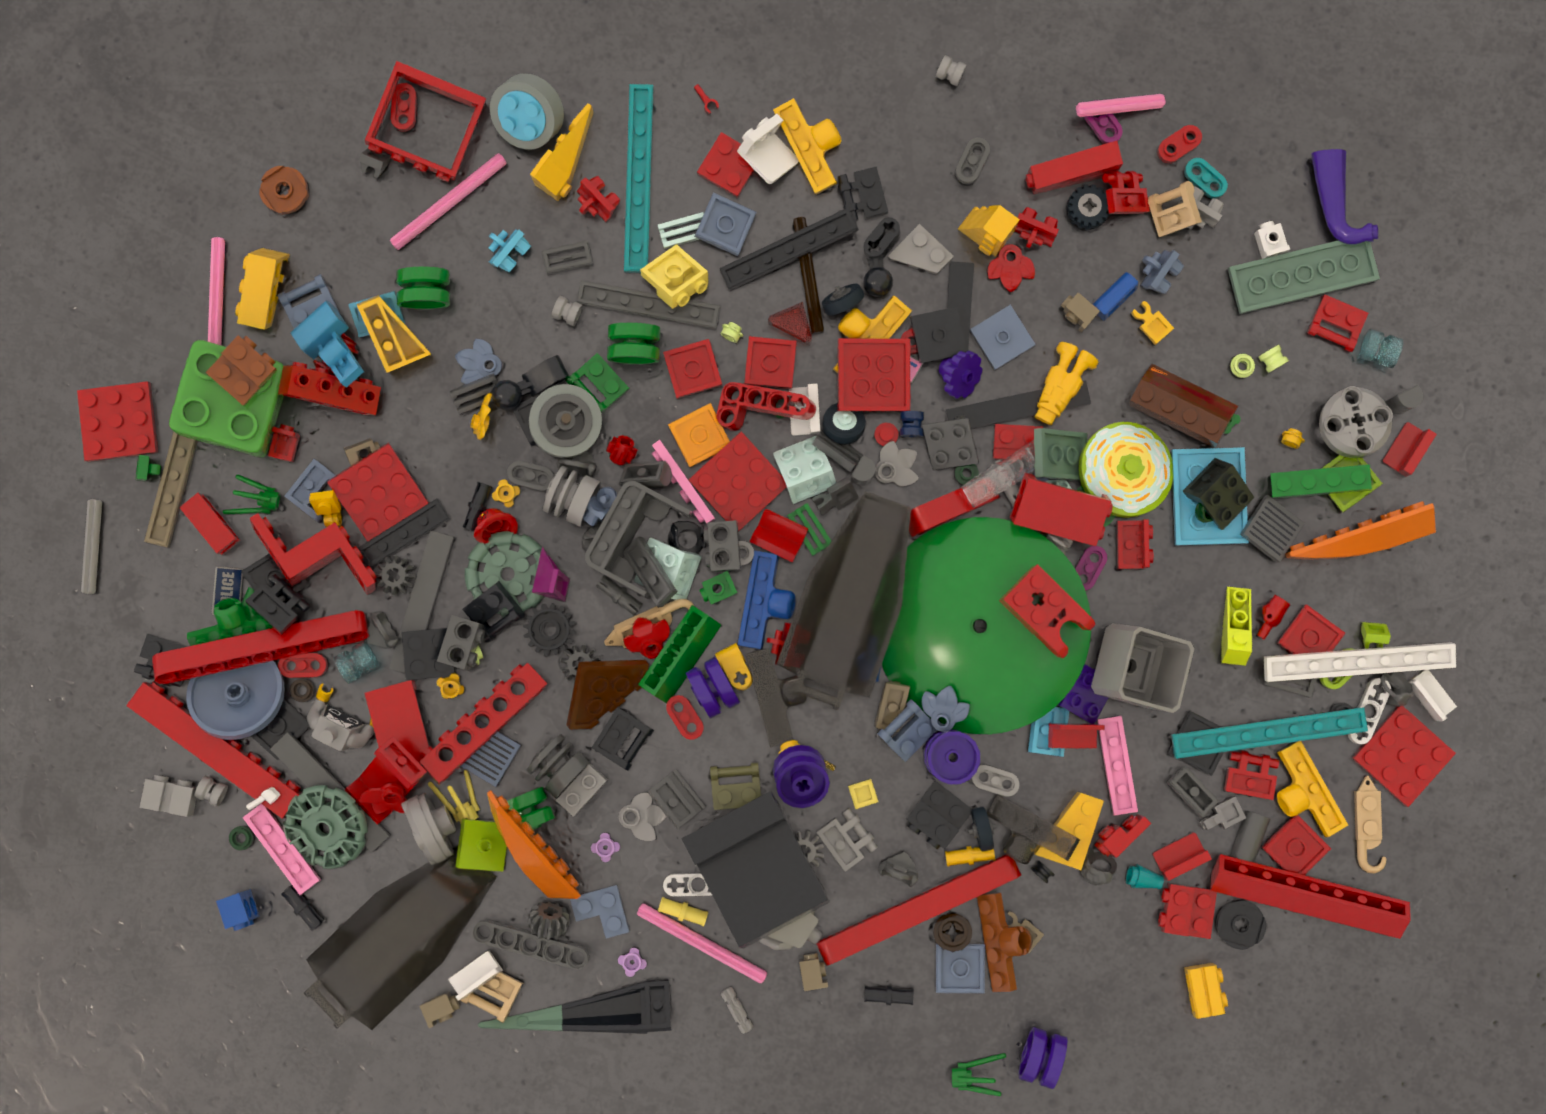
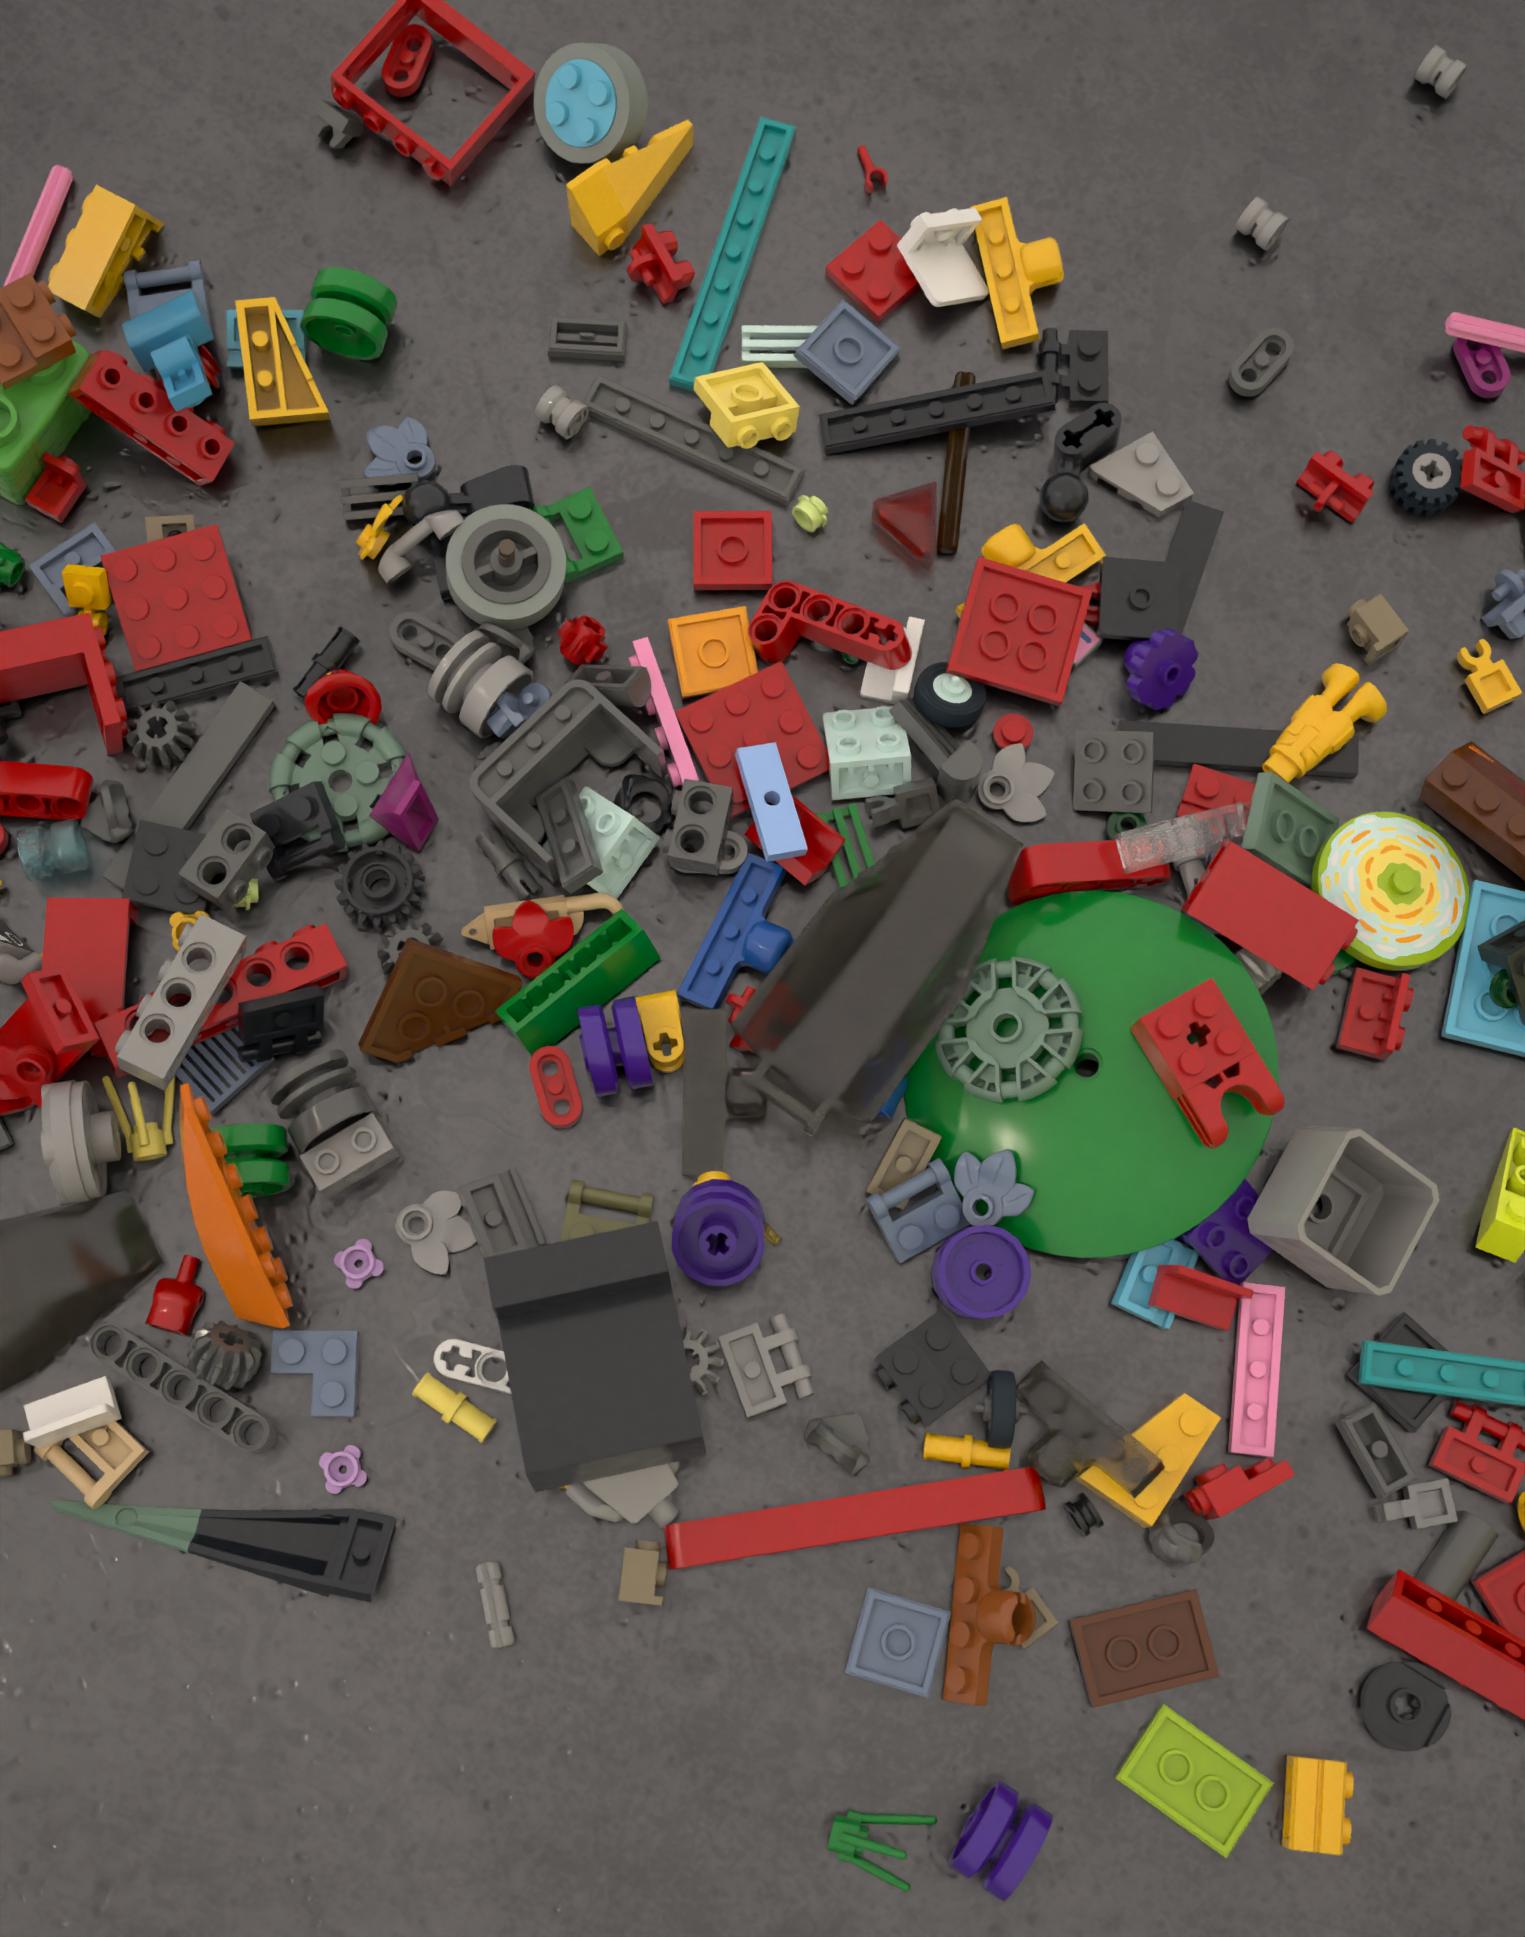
camera: 10 degrees right, 10 degrees down
(296, 194) = (189, 147): dark orange plate -> none
(448, 201) = (430, 210): bright pink axle -> none
(477, 699) = (160, 1061): none -> light grey brick
(480, 846) = (151, 1200): lime plate -> none
(499, 495) = (378, 647): yellow plate -> none
(510, 896) = (176, 1300): none -> red piece
(514, 241) = (513, 290): medium azure hips -> none
(520, 728) = (280, 1024): none -> black plate
(521, 407) = (395, 563): none -> light grey bar
(616, 733) = (433, 1083): black plate -> none
(633, 343) = (650, 481): green wheel -> none
(702, 943) = (471, 1472): bright pink axle -> none
(728, 588) = (682, 907): green brick -> none
(753, 508) = (766, 782): none -> light blue tile
(770, 362) = (860, 569): red plate -> none
(843, 299) = (1001, 505): black wheel -> none
(863, 794) = (814, 1297): light yellow tile -> none
(889, 995) = (762, 1653): black pin -> none
(911, 424) = (1058, 726): dark blue wheel -> none
(945, 618) = (1025, 1045): none -> sand green plate
(961, 926) = (919, 1568): dark brown gear -> none
(989, 228) = (1268, 461): yellow wedge -> none
(995, 780) = (1044, 1333): light grey plate -> none
(1002, 337) = (1239, 637): sand blue plate -> none
(1011, 271) = (1281, 540): red plate -> none
(1074, 168) = (1422, 410): red slope -> none
(1090, 569) = (1291, 1035): magenta plate -> none
(1093, 934) = (1144, 1648): none -> reddish brown plate
(1116, 295) = (1440, 620): blue brick -> none
(1137, 995) = (1194, 1780): none -> lime tile
(1143, 878) = (1253, 1574): teal cone -> none
(1181, 856) = (1328, 1556): red panel -> none
(1187, 911) = (1317, 1655): red plate -> none

